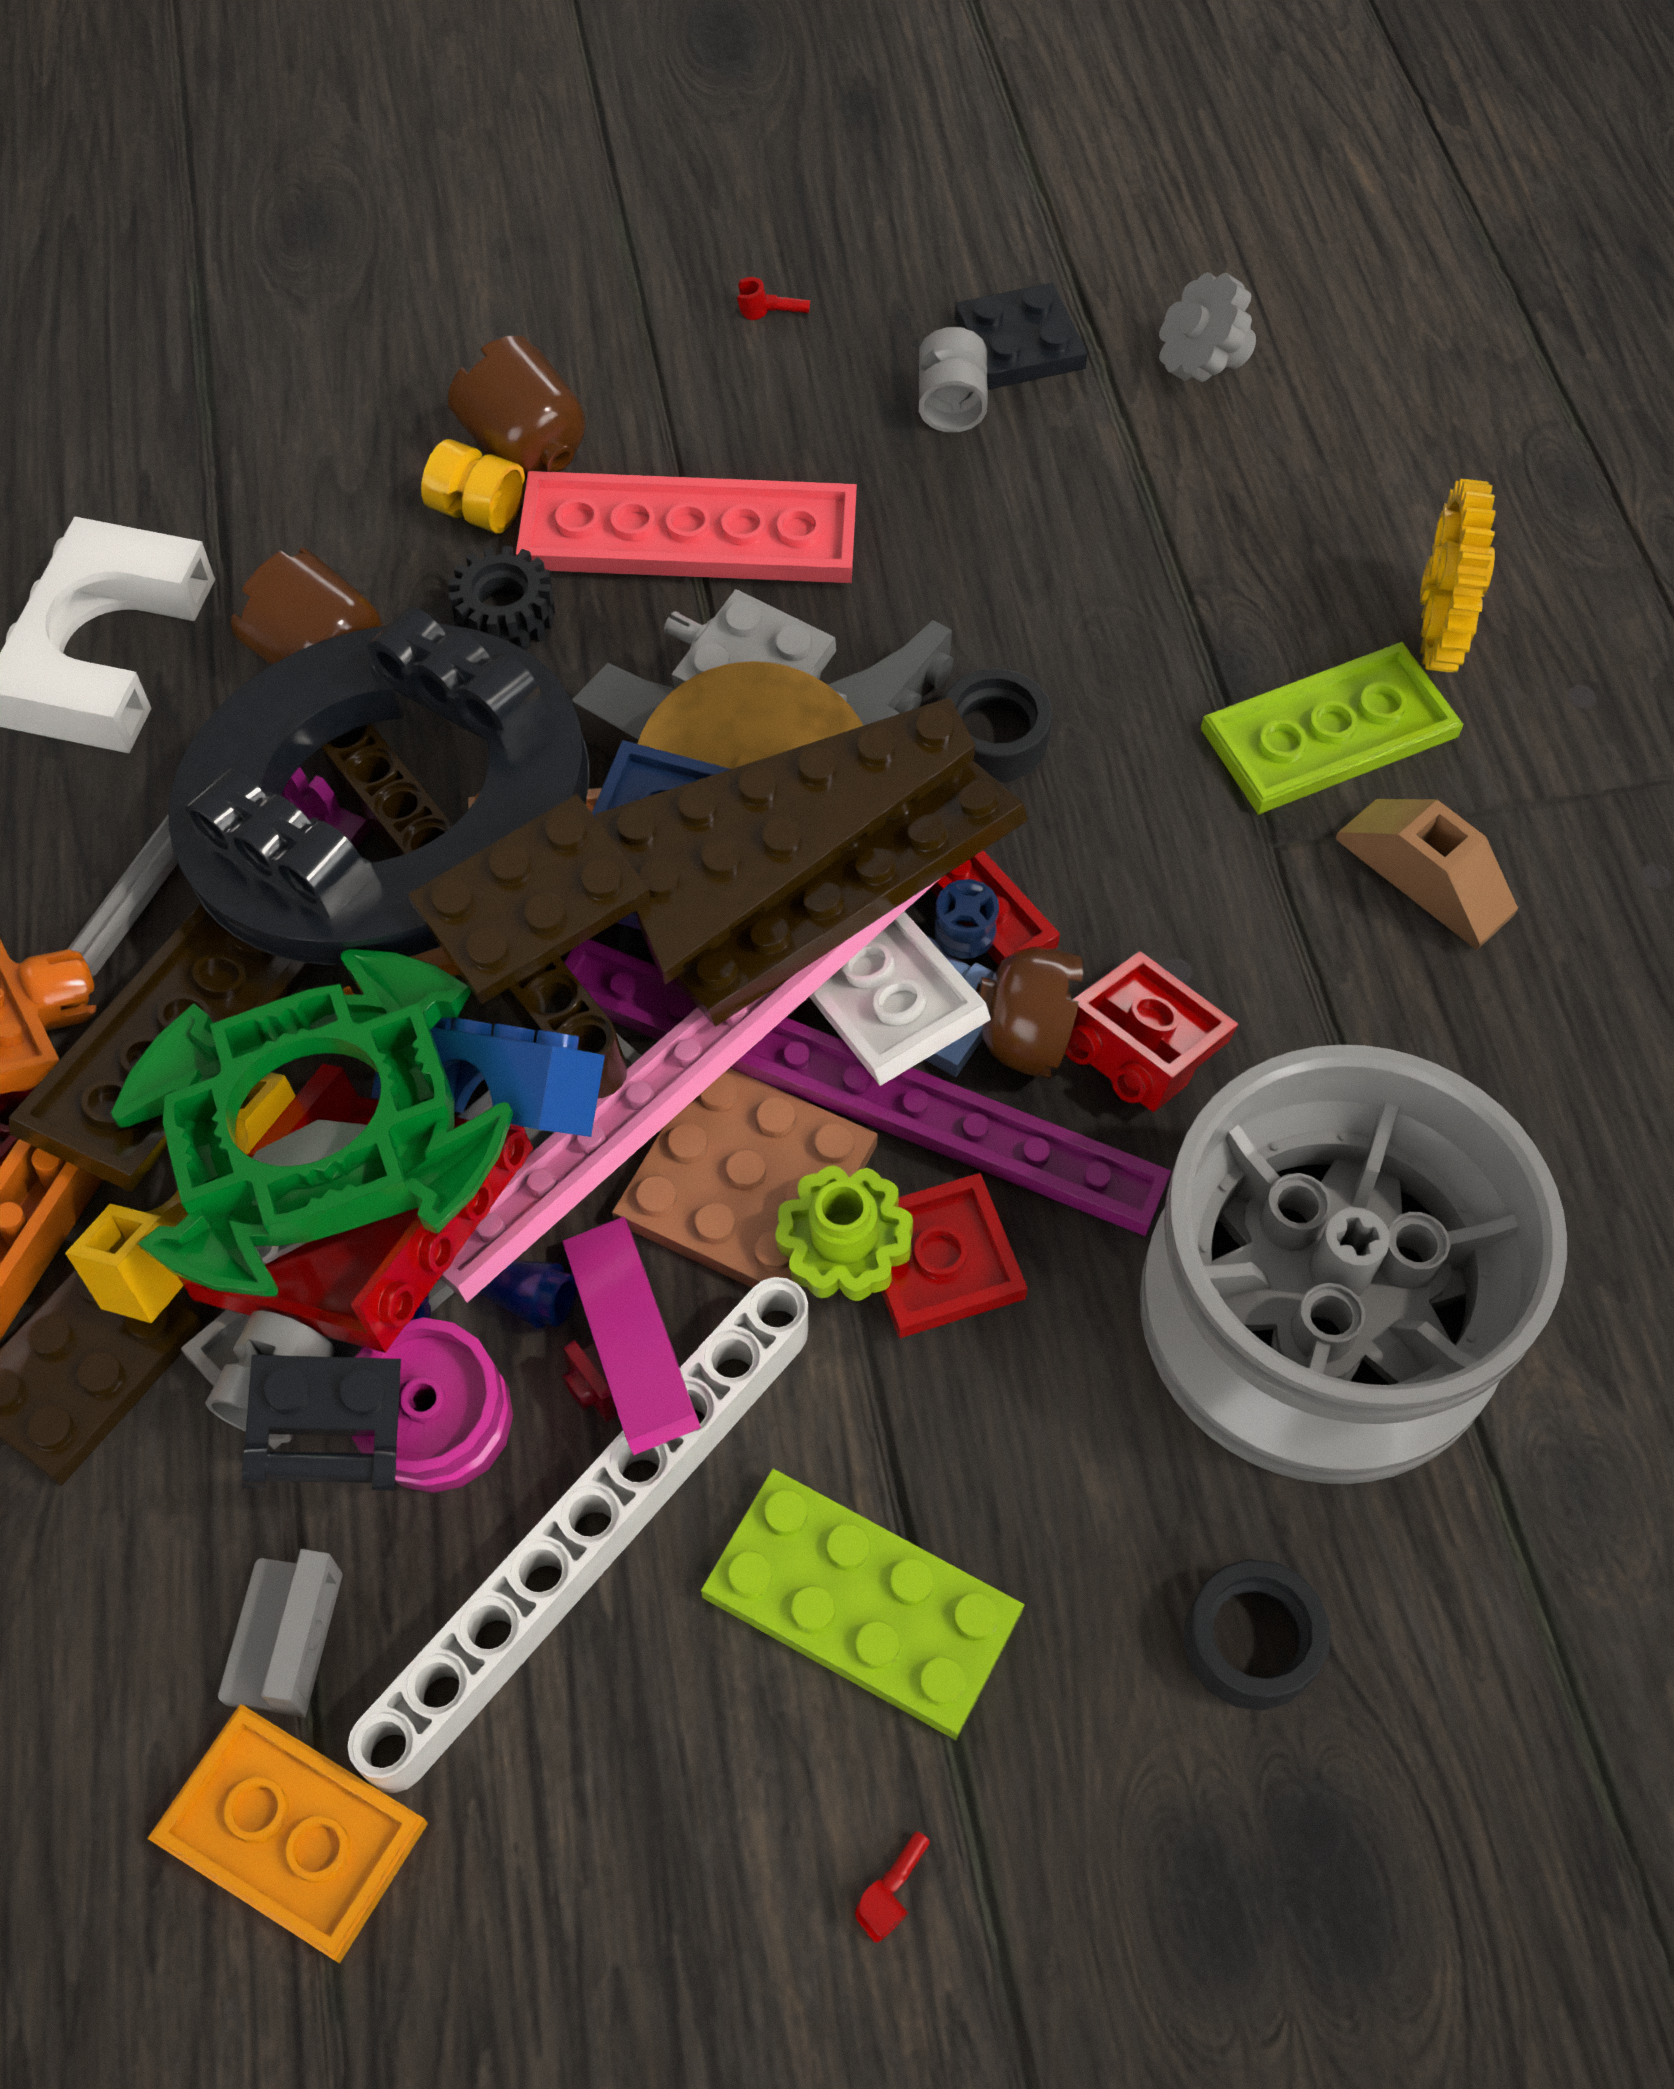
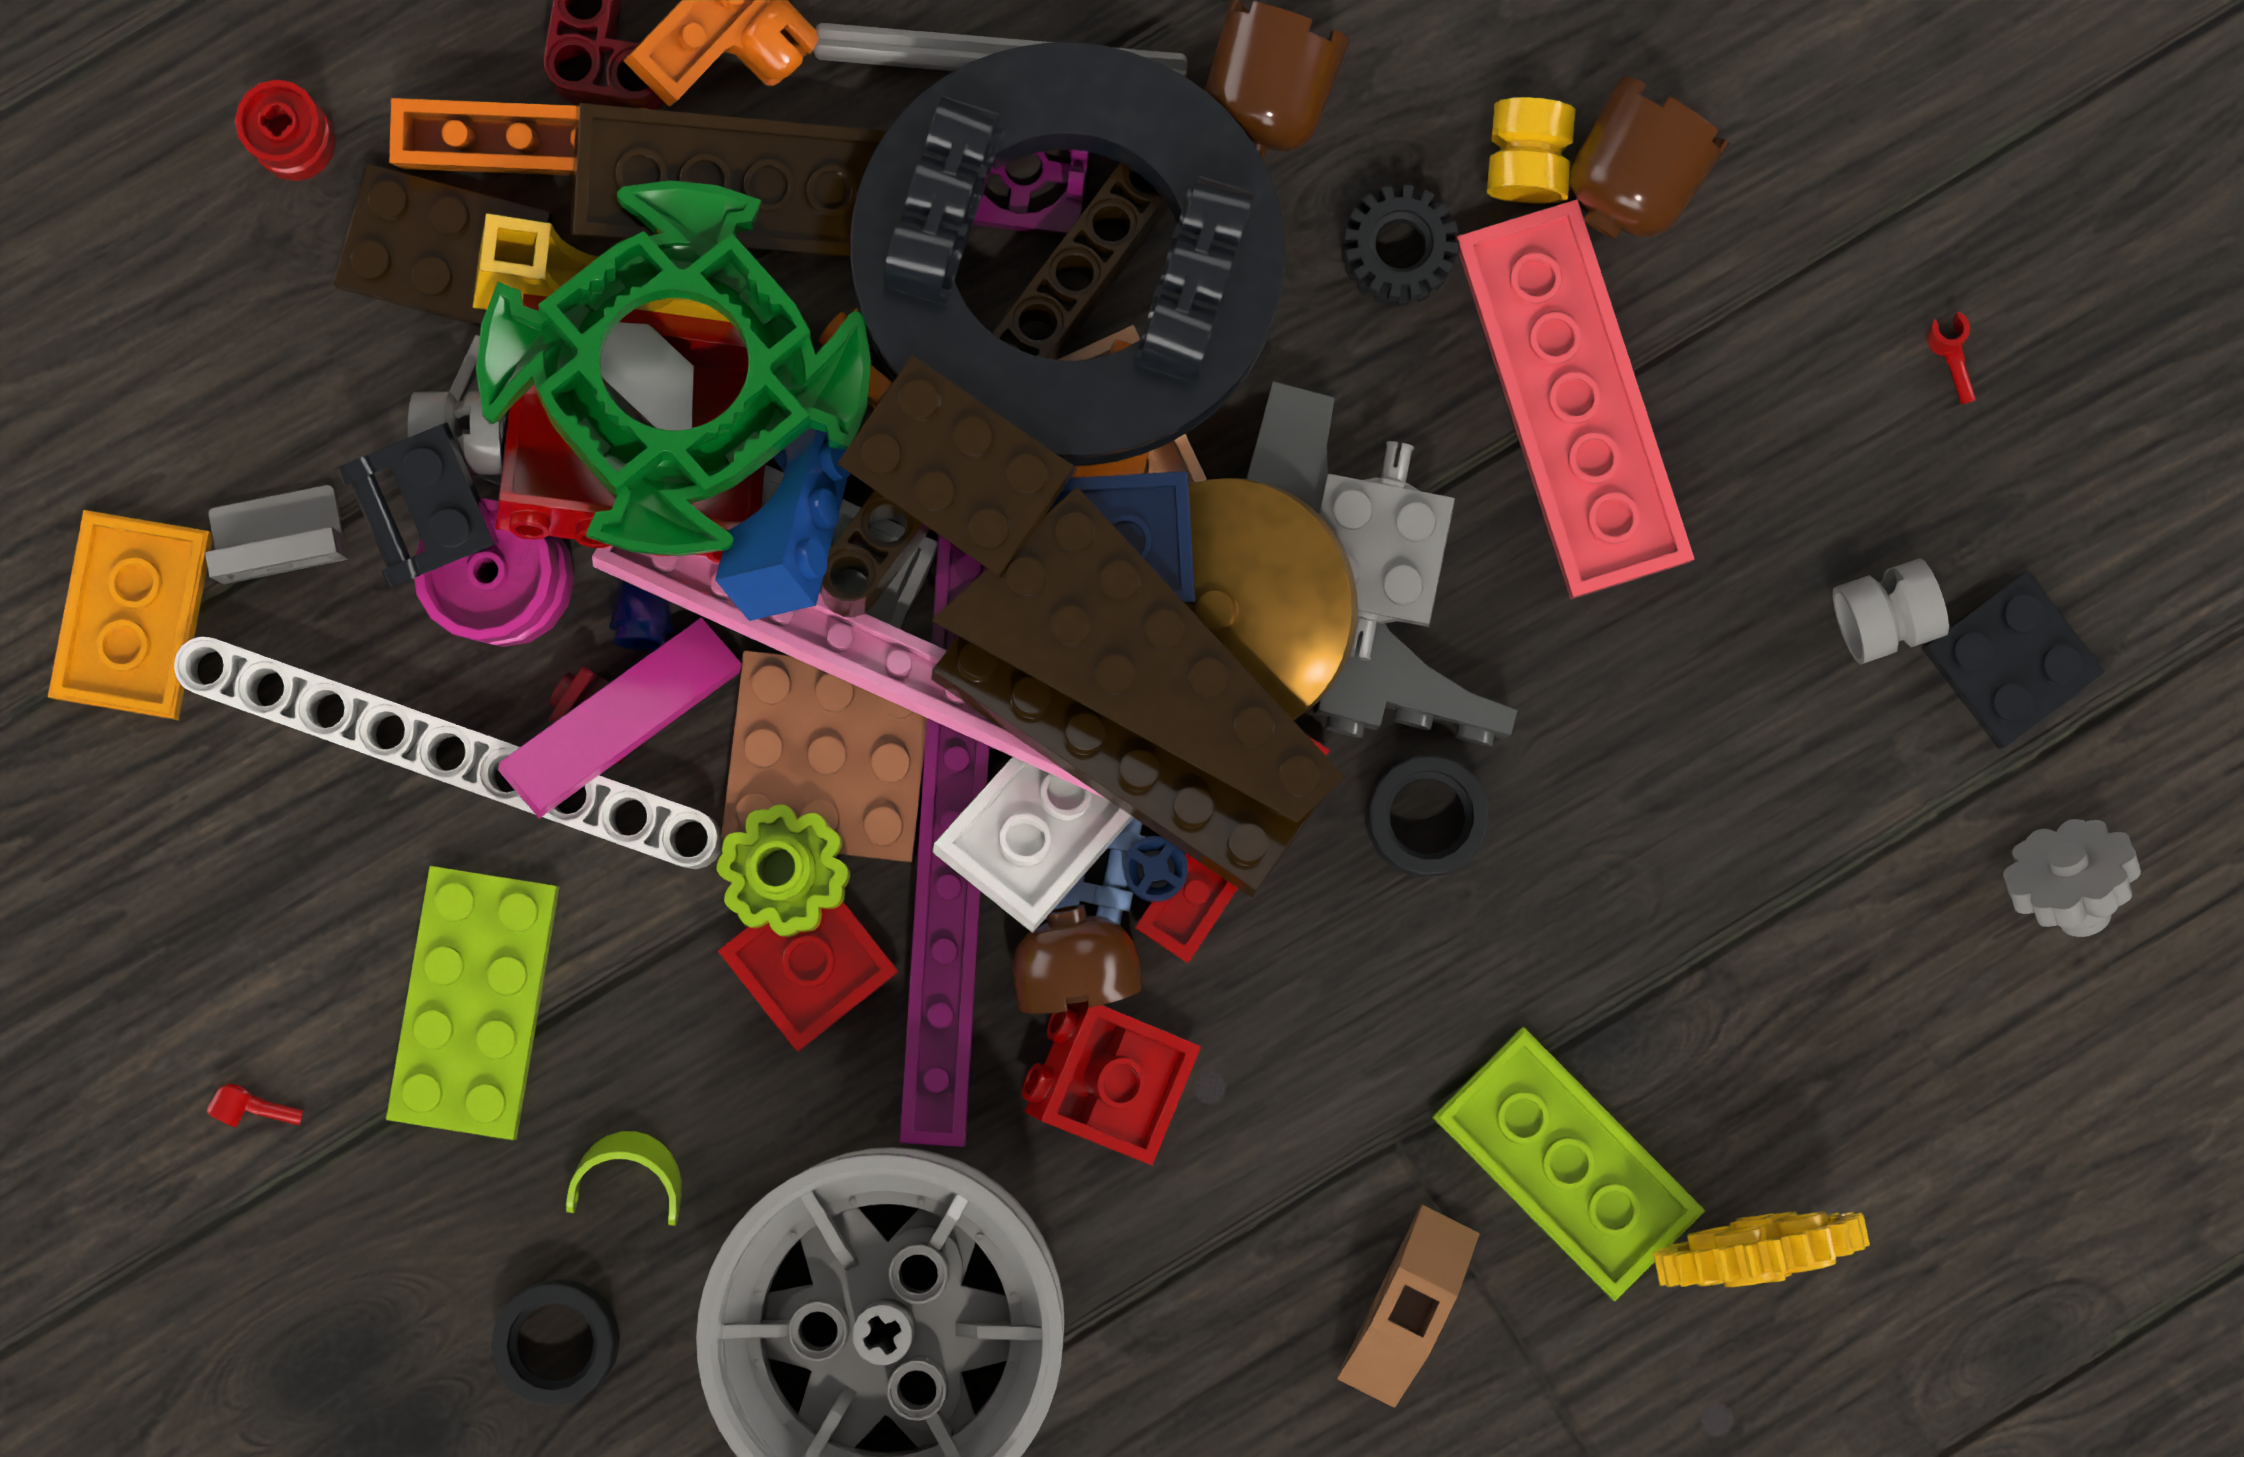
camera: 65 degrees right, 25 degrees up
(1065, 1507) = (637, 1148): none -> lime helmet

